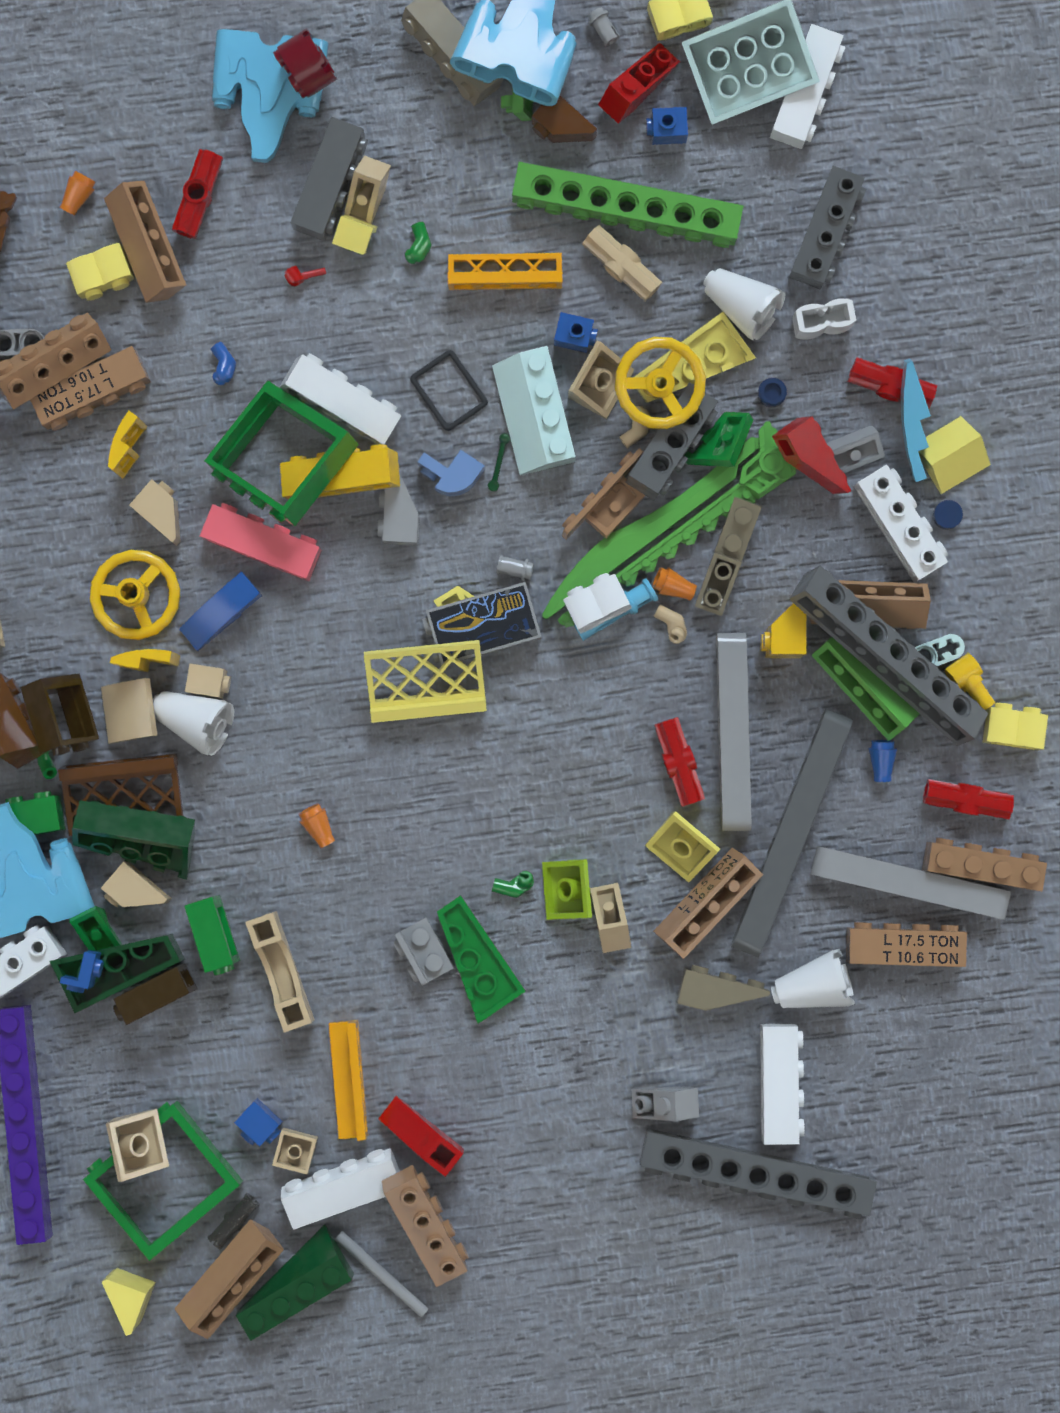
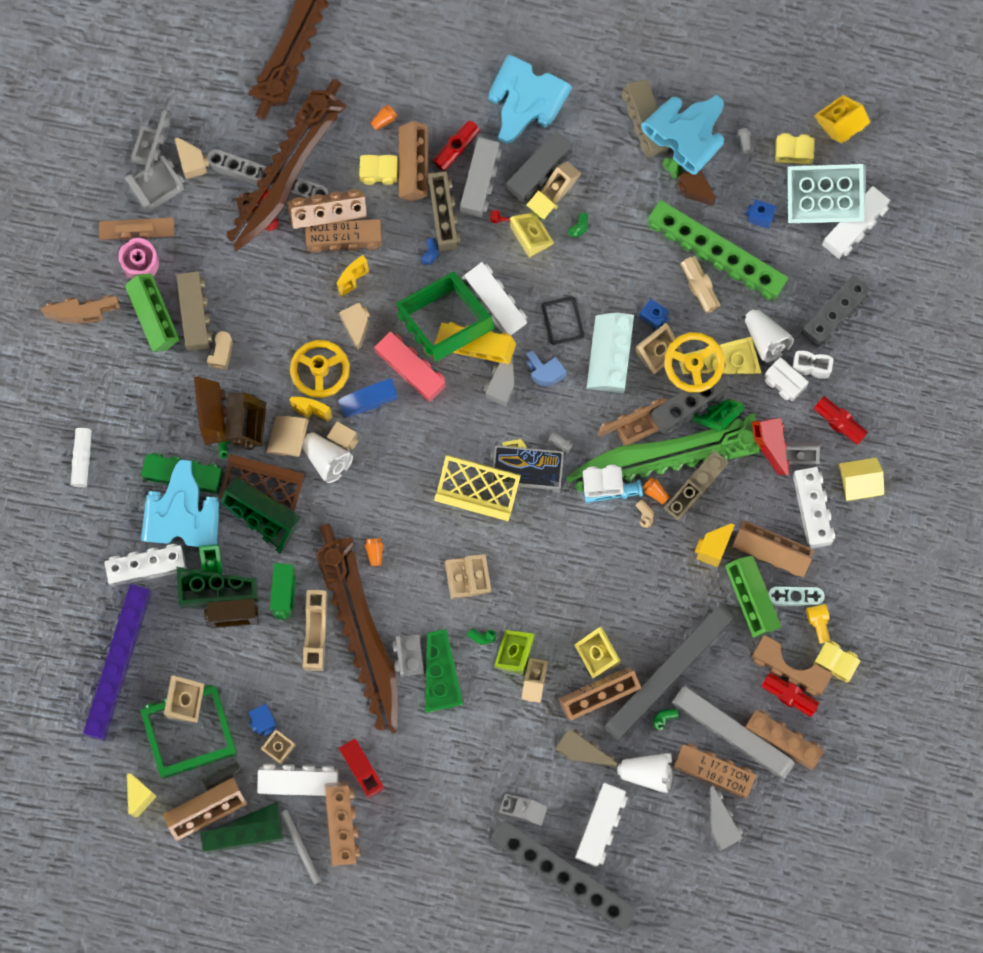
camera: 20 degrees right, 10 degrees down
(90, 969) = (199, 580): blue bracket -> none
(132, 888) = (244, 545): tan slope -> none
(215, 297) = (442, 209): none -> dark tan brick
(249, 227) = (480, 177): none -> light grey brick
(272, 875) = (334, 572): none -> reddish brown piece
(306, 63) = (552, 93): dark red brick -> none
(348, 1080) = (329, 716): light orange fence -> none
(354, 281) = (530, 233): none -> light yellow slope
(460, 808) = (468, 576): none -> tan slope
(493, 485) = (567, 388): dark green hinge -> none
(505, 278) = (625, 267): light orange fence -> none
(636, 432) = (669, 389): tan arm -> none
(637, 83) = (752, 181): red slope -> none
(679, 761) = (616, 600): red piece -> none
(733, 732) = (657, 595): light grey beam -> none
(772, 392) = (763, 398): dark blue tile -> none
(794, 355) = (785, 379): none -> white brick
(805, 899) = (663, 716): none -> green arm
(882, 758) = (745, 648): blue cone -> none
(888, 655) = (772, 583): dark grey brick -> none
(912, 411) = (846, 439): medium azure slope -> none
(919, 753) = (769, 655): none -> medium nougat arch
(944, 1018) = (721, 824): none -> light grey slope
(947, 514) = (845, 514): dark blue tile -> none

